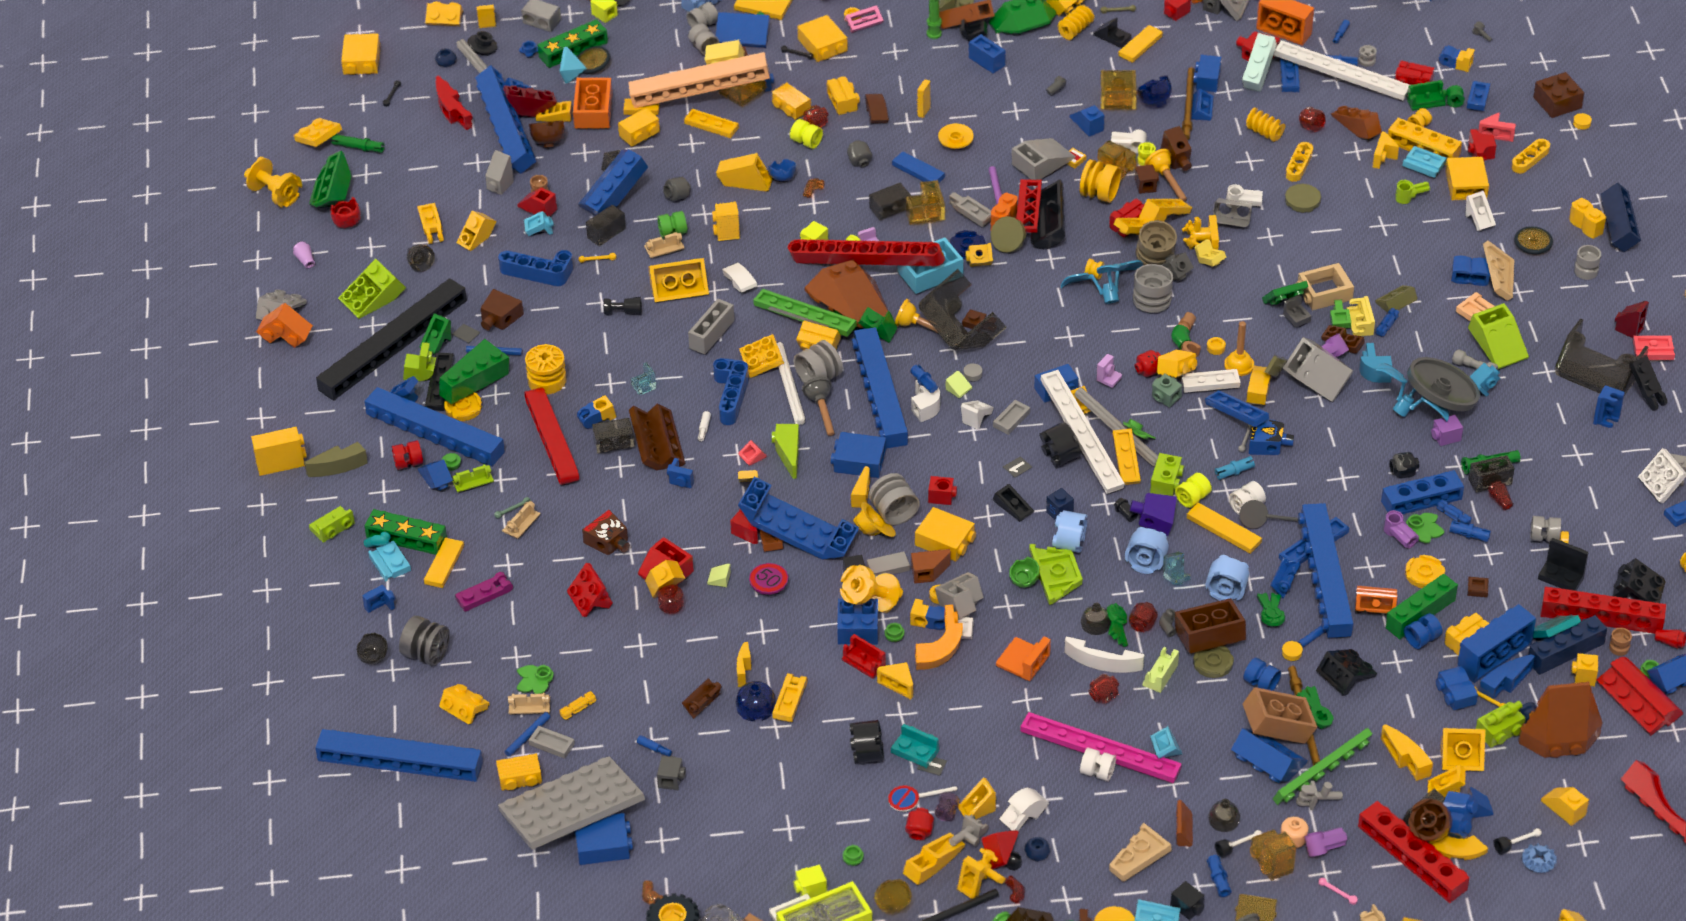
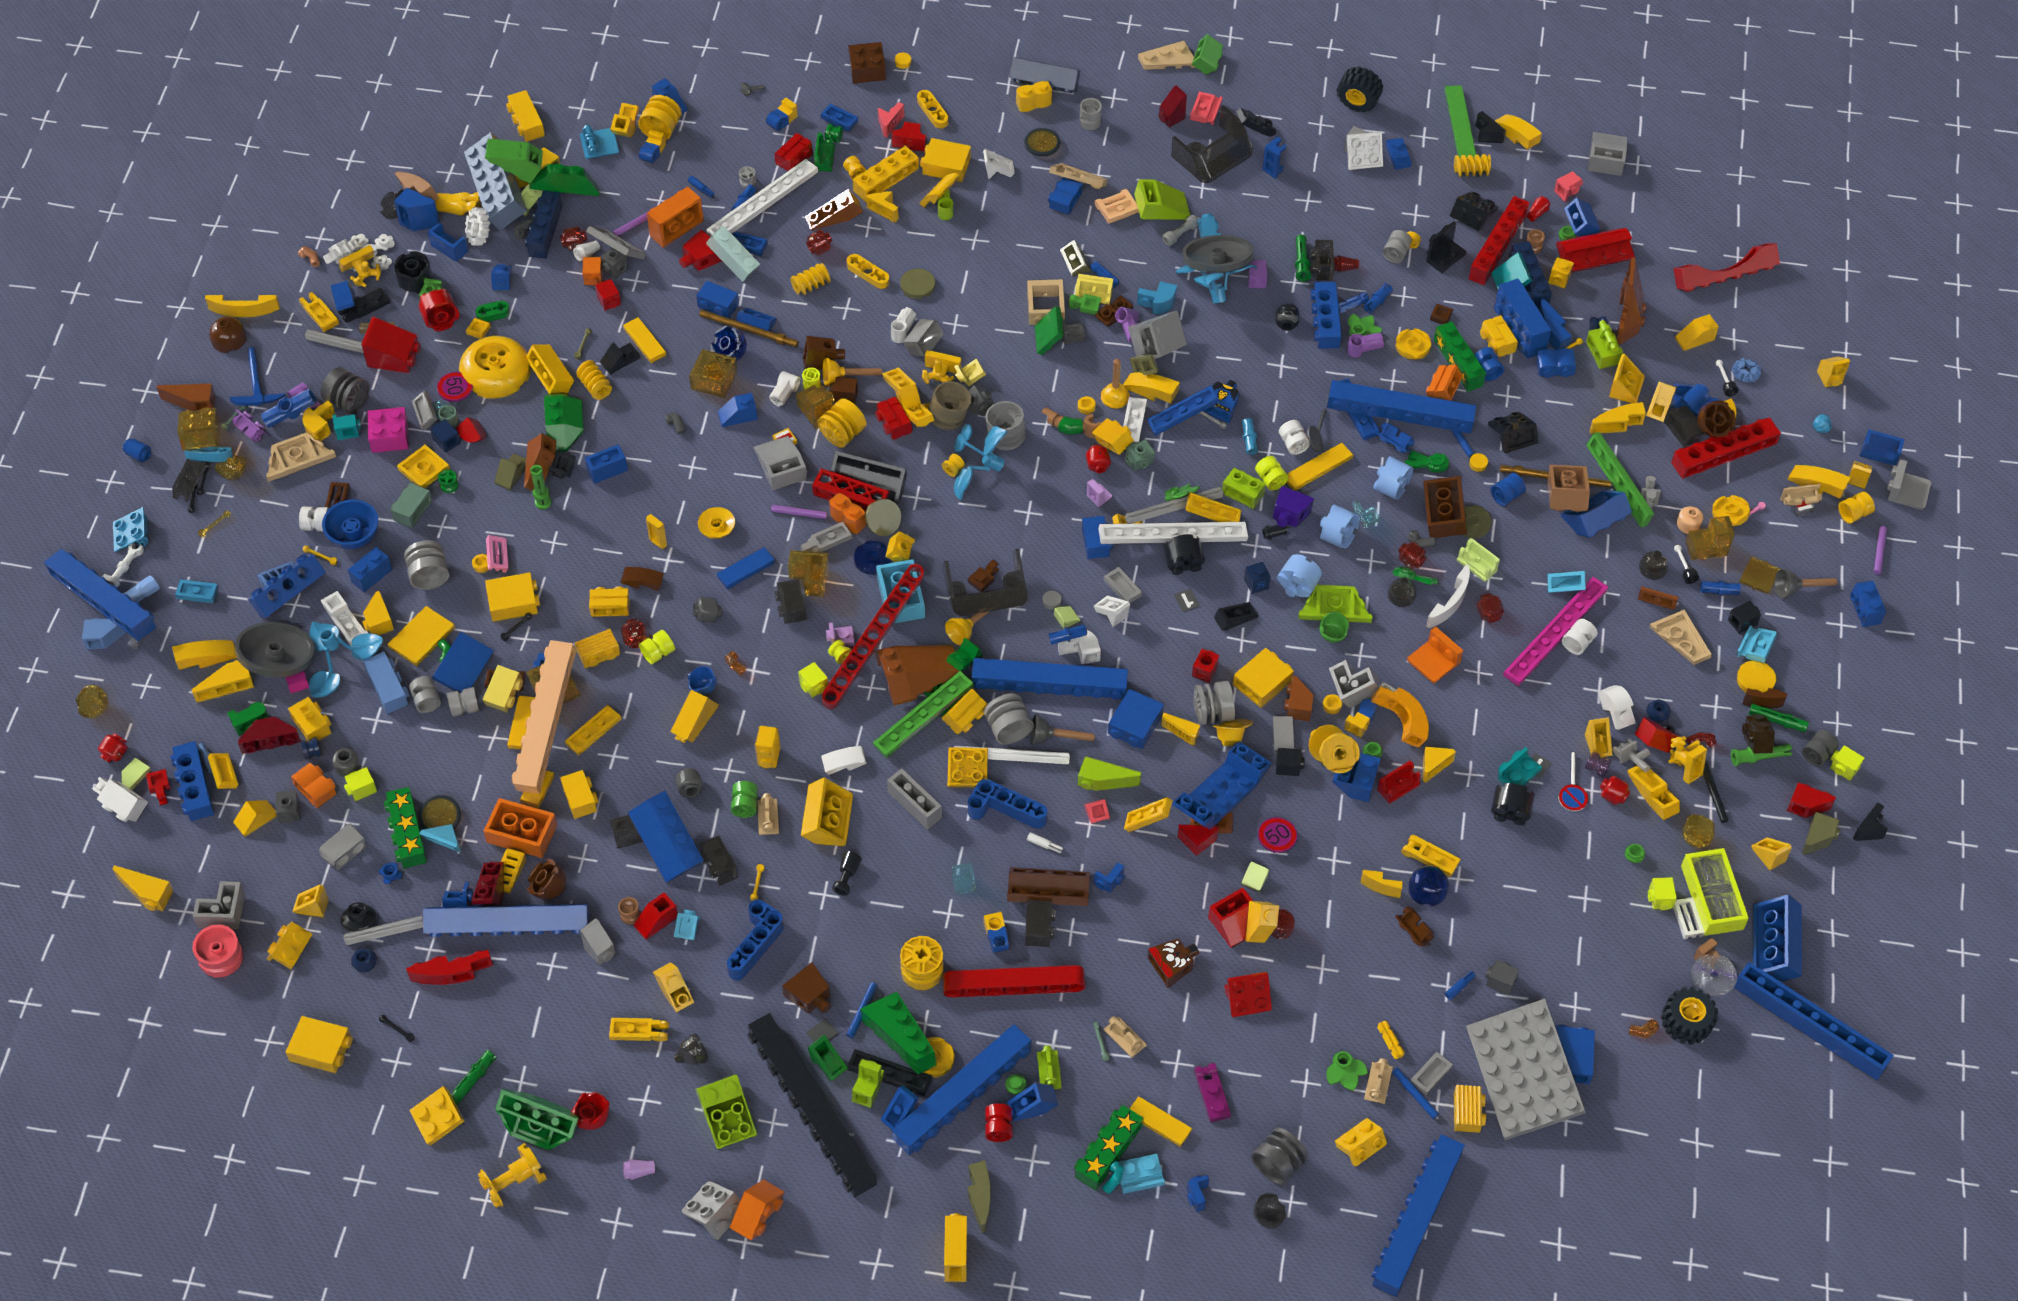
camera: 75 degrees left, 10 degrees up
(332, 523) = (1069, 1218): lime bracket -> none
(1320, 842) = (1704, 502): medium lavender piece -> none
(1321, 715) = (1542, 465): green piece -> none
(1329, 870) = (1732, 506): none -> yellow tile
(1421, 178) = (939, 190): none -> yellow slope
(1424, 161) = (910, 182): medium azure plate -> none

